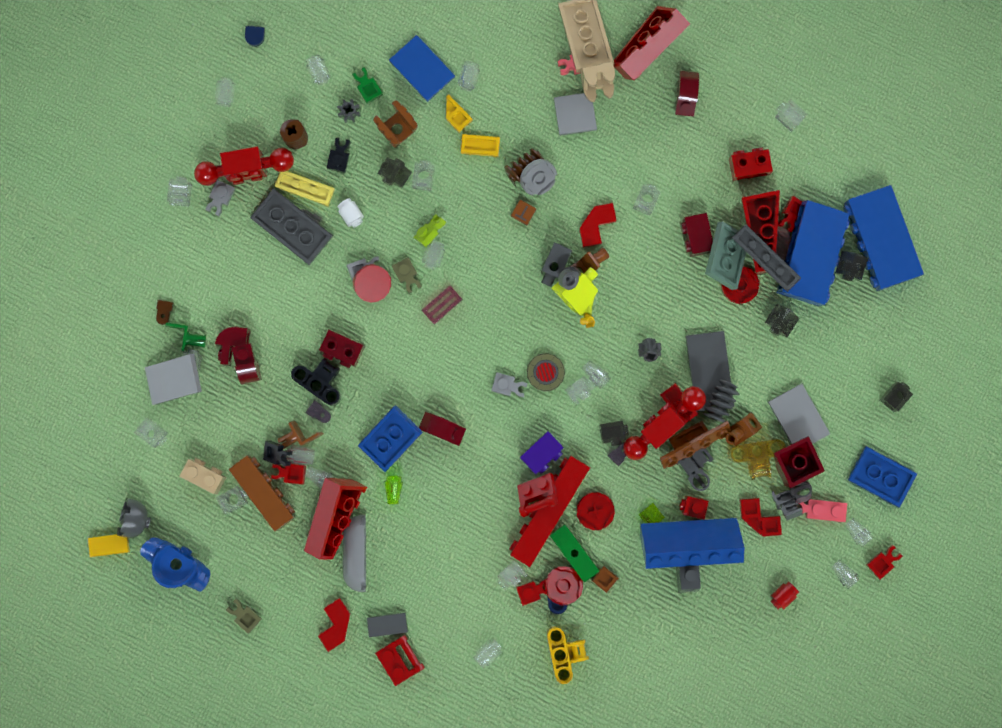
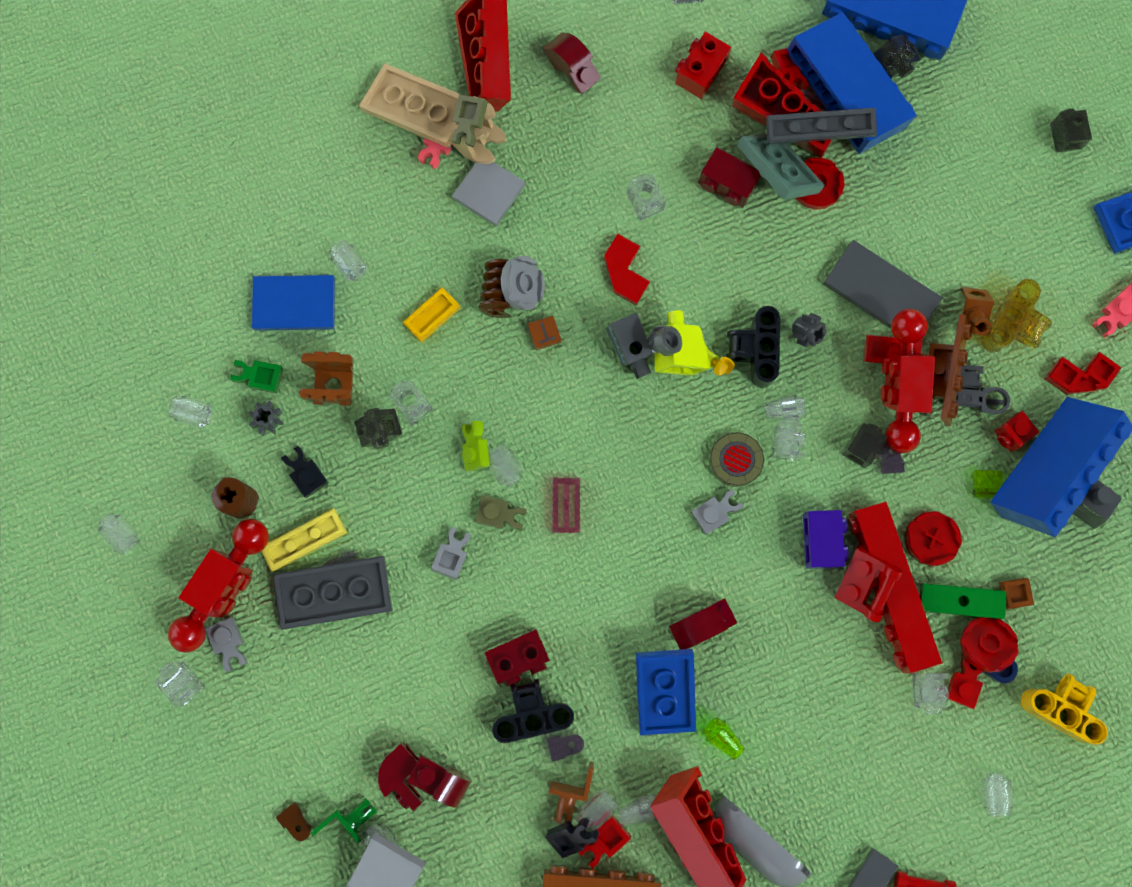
camera: 50 degrees left, 5 degrees down
(254, 35) = (89, 446): dark blue tile -> none
(350, 213) = (377, 514): white brick -> none
(372, 283) = (475, 559): tile -> none
(456, 115) = (376, 311): yellow tile -> none
(592, 261) = (660, 307): dark orange bracket -> none
(596, 70) = (468, 116): none -> olive plate
(612, 326) = (745, 346): none -> black piece
(721, 401) = (929, 300): dark grey piece -> none
(781, 321) = (895, 172): clear smoke brick -> none
(789, 500) = (1097, 328): dark grey piece -> none
(798, 415) = (1009, 245): light grey tile -> none
(798, 462) = (1065, 283): dark red slope -> none

